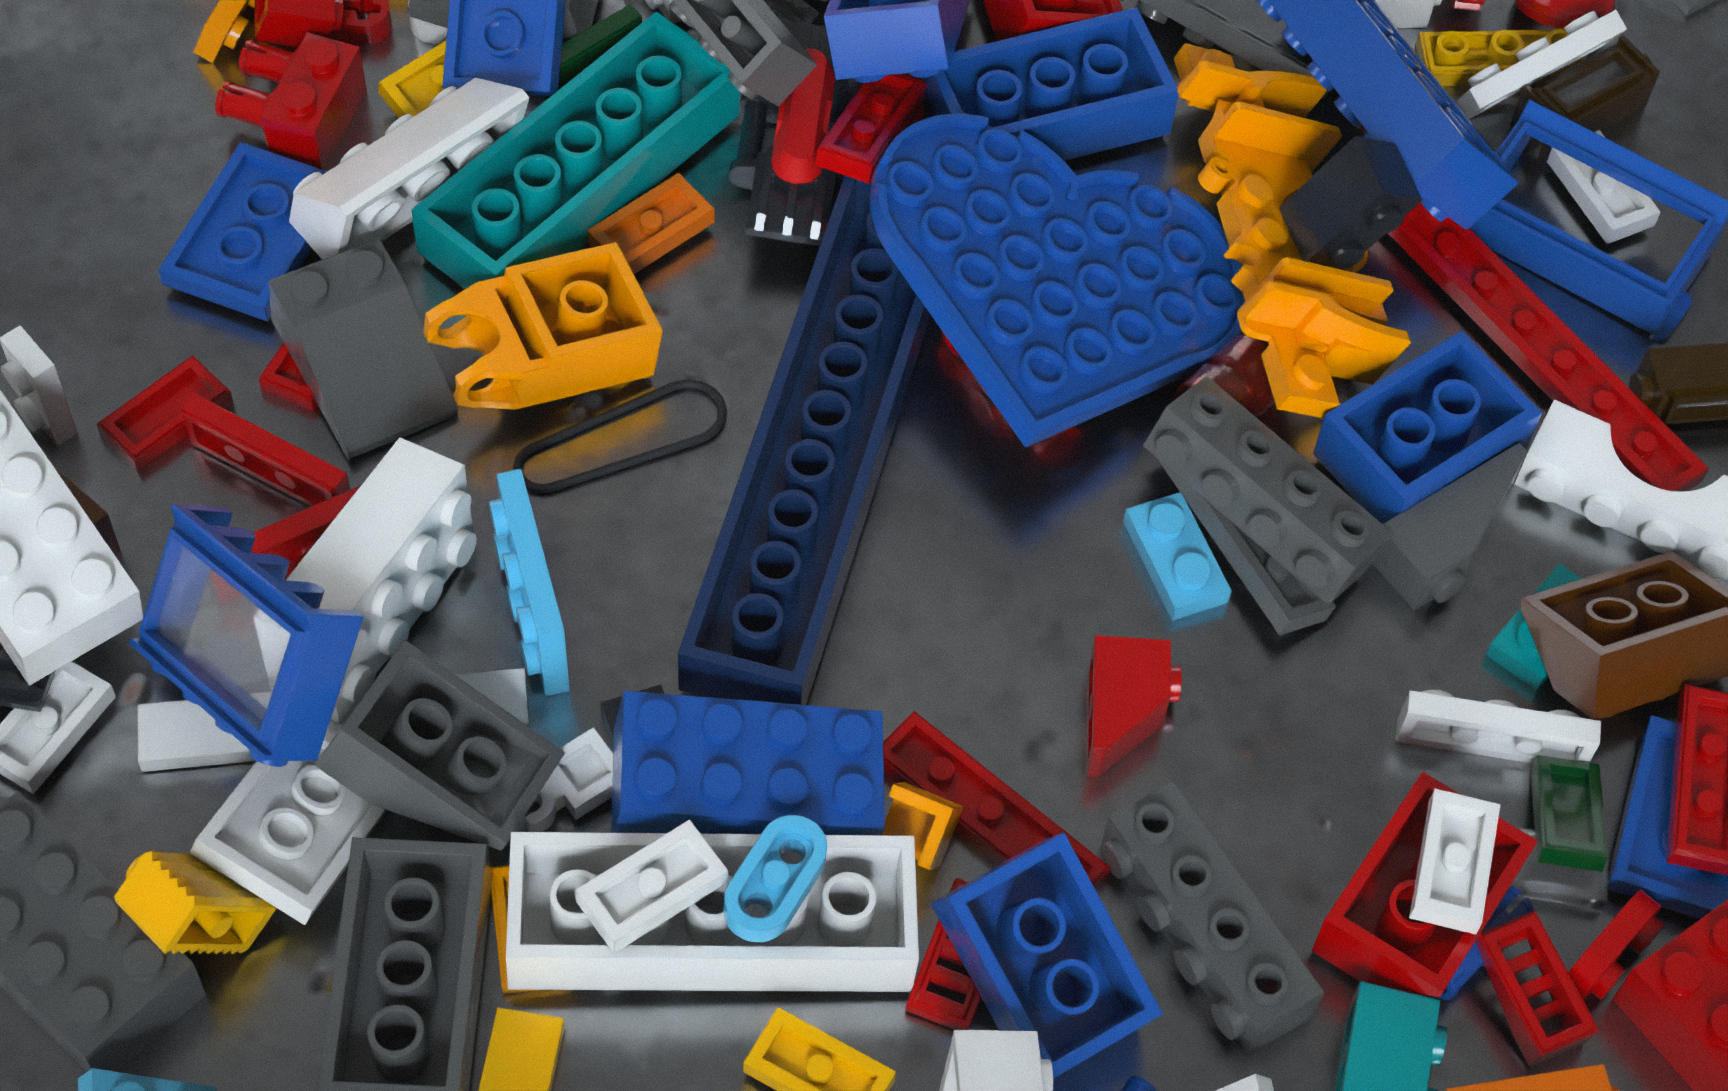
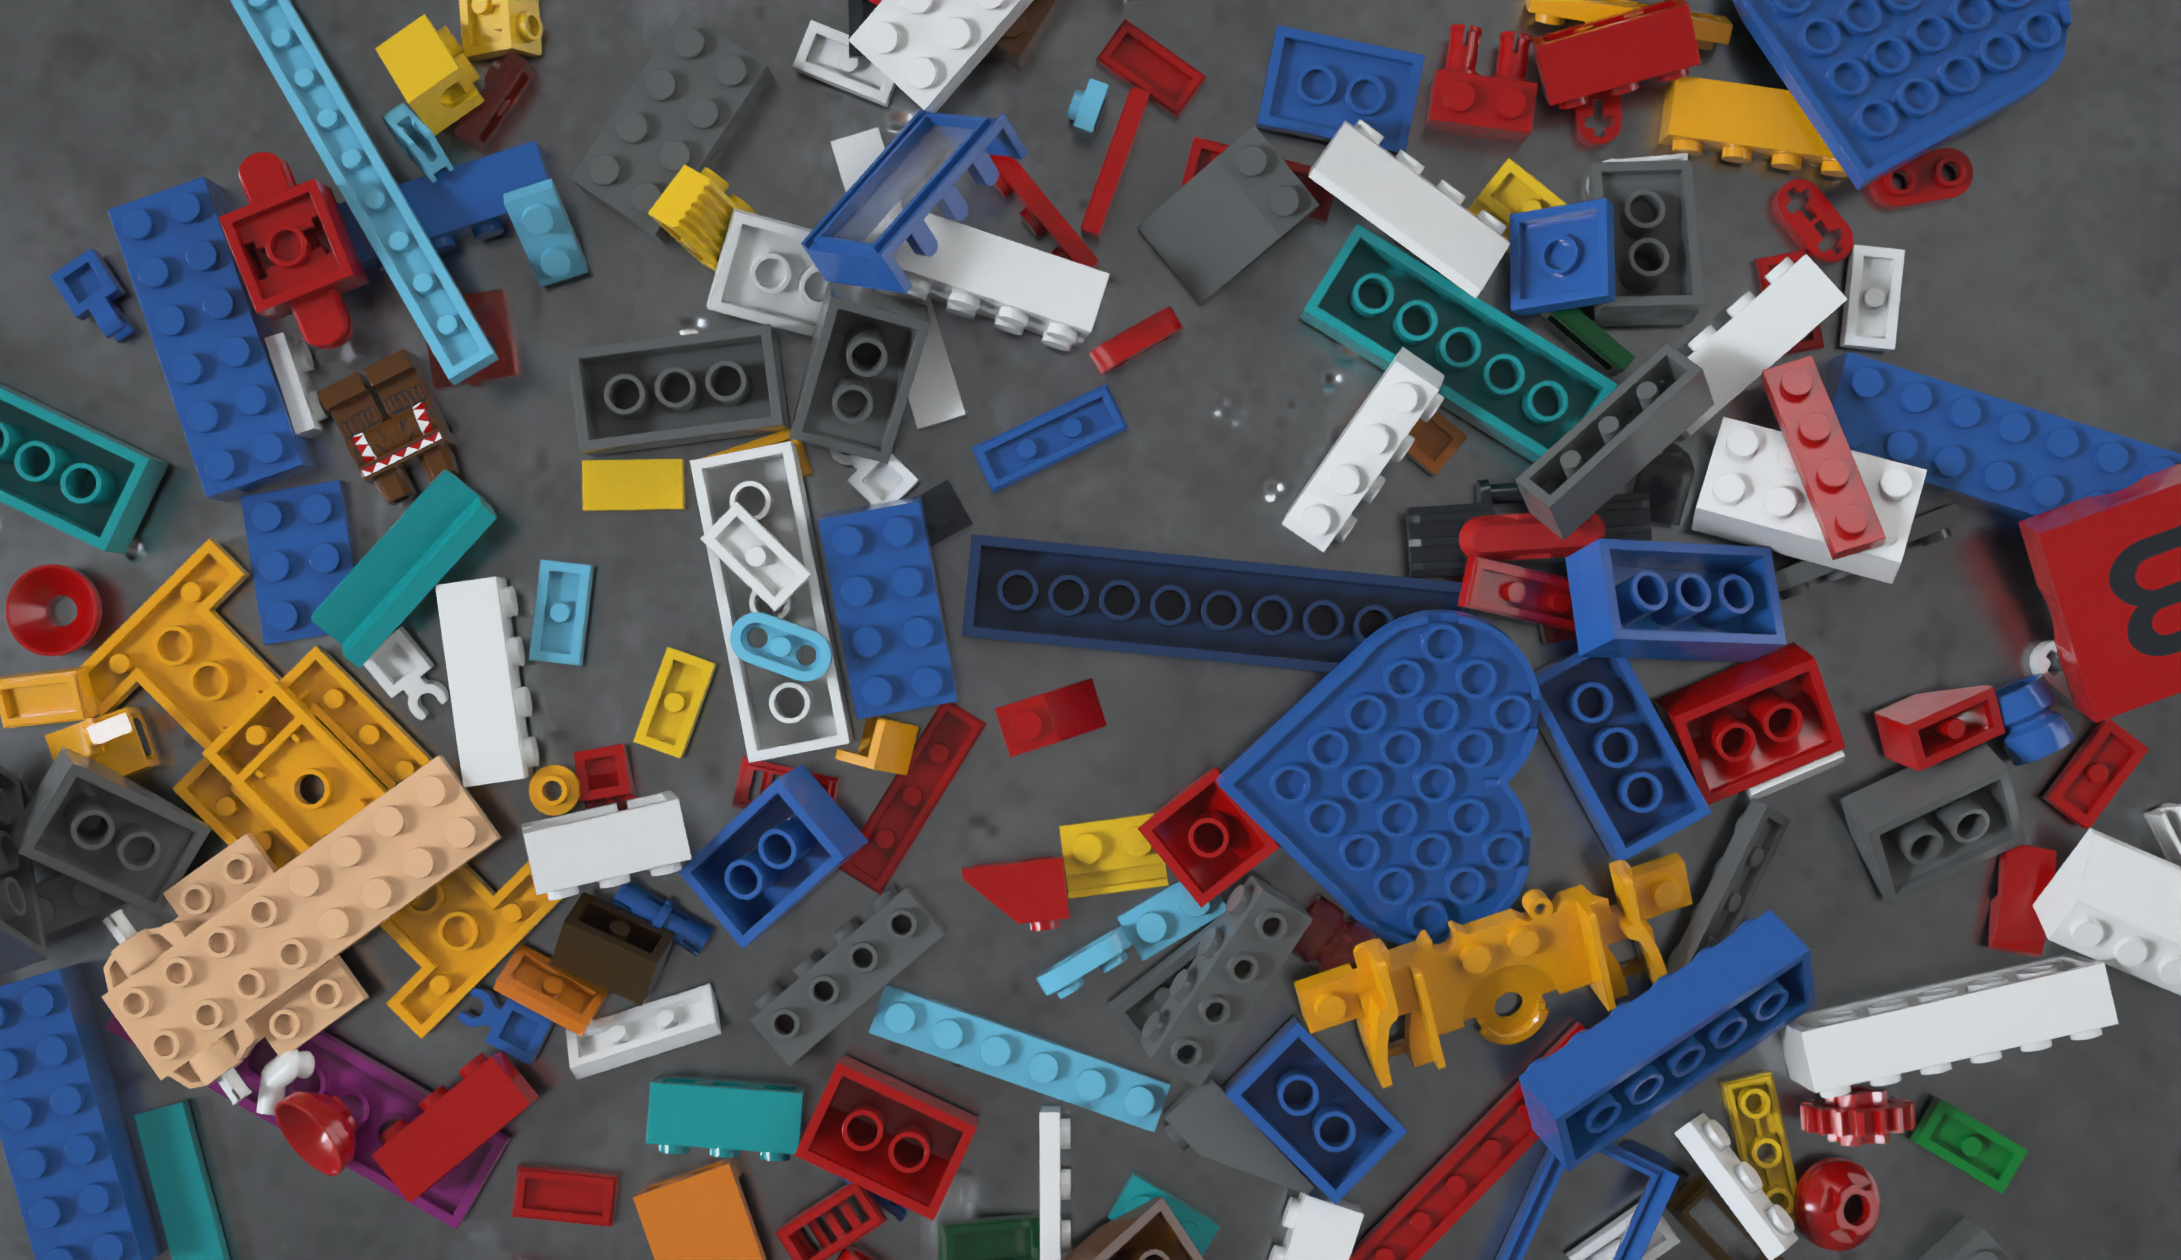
camera: 85 degrees right, 30 degrees up
(192, 472) = (1087, 108): none -> medium azure plate
(480, 462) = (1136, 340): none -> red beam
(529, 583) = (1024, 402): medium azure plate -> none
(550, 330) = (1261, 350): light orange brick -> none
(581, 591) = (1049, 438): none -> blue tile
(624, 463) = (1181, 456): black piece -> none
(671, 245) = (1363, 449): none -> white brick
(921, 646) = (1050, 717): none -> red slope
(1088, 481) = (1207, 838): none -> red slope
(1094, 595) = (1110, 857): none -> yellow plate
(1219, 639) = (1067, 974): none -> medium azure plate
(1334, 749) = (1020, 1057): none -> medium azure plate
(1350, 203) = (1506, 1025): black brick -> none
(1455, 861) = (892, 1157): white plate -> none

